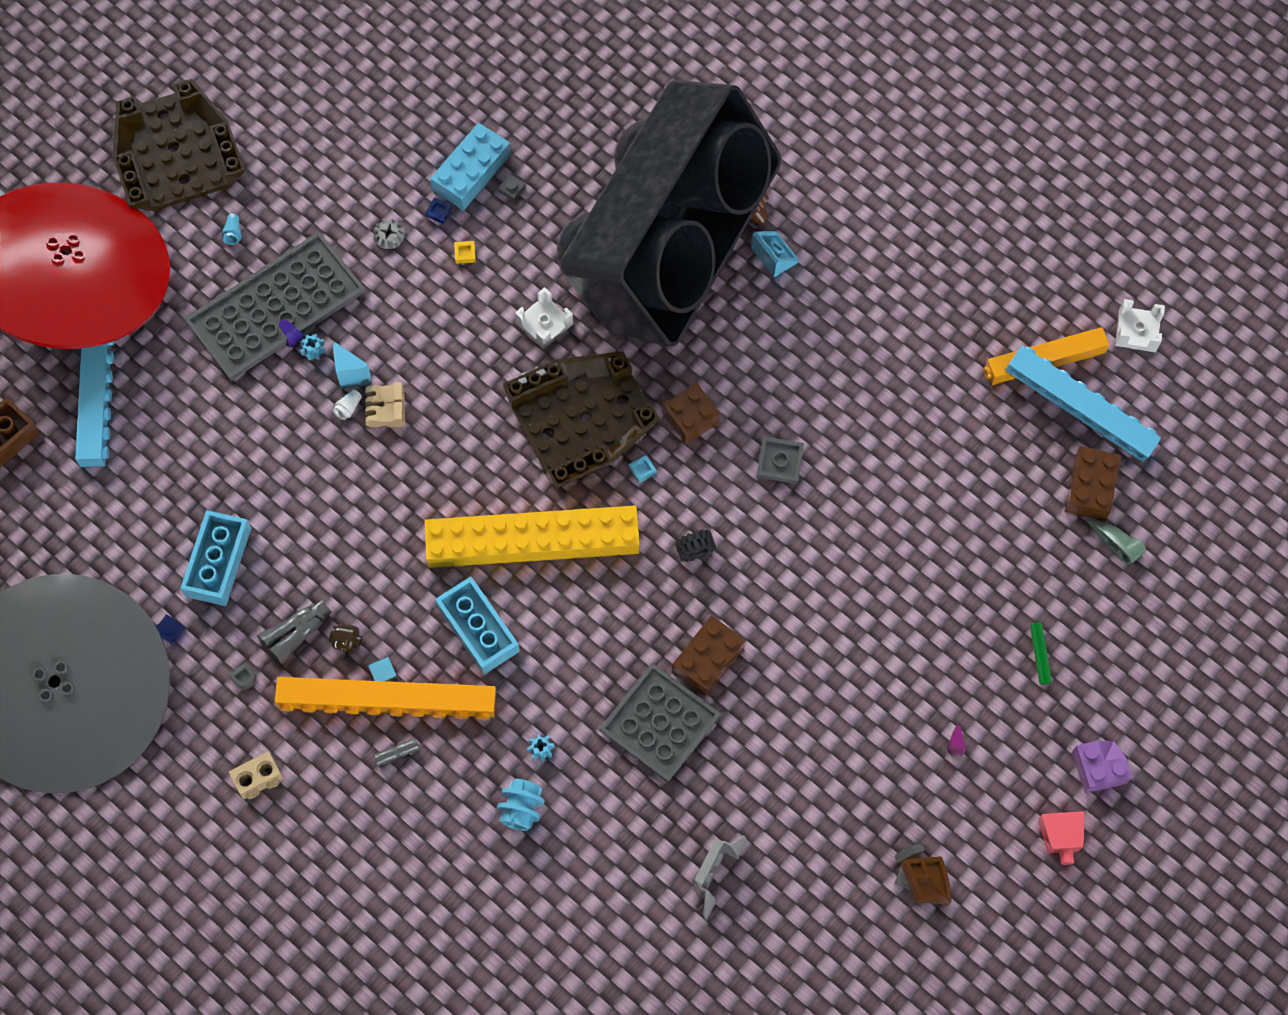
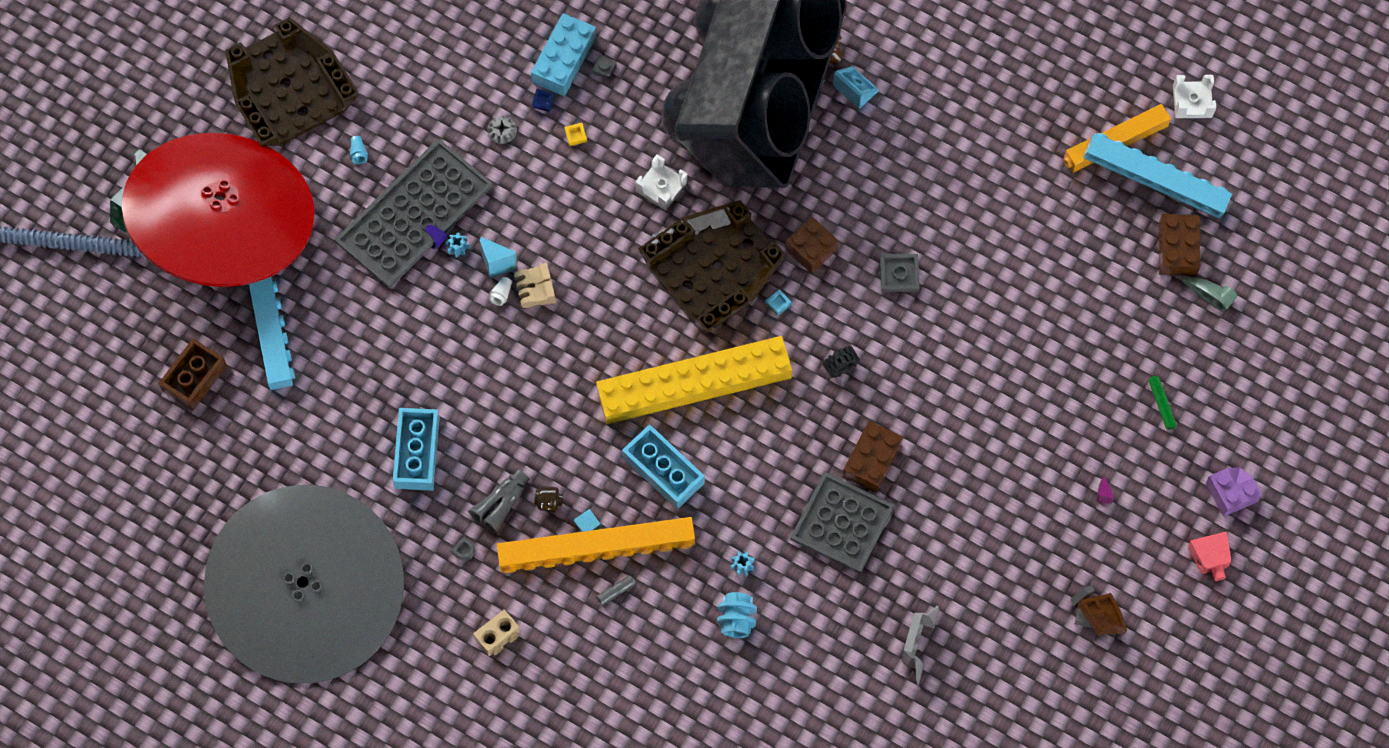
camera: 10 degrees left, 0 degrees up
(169, 629) = (389, 518): clear blue plate -> none

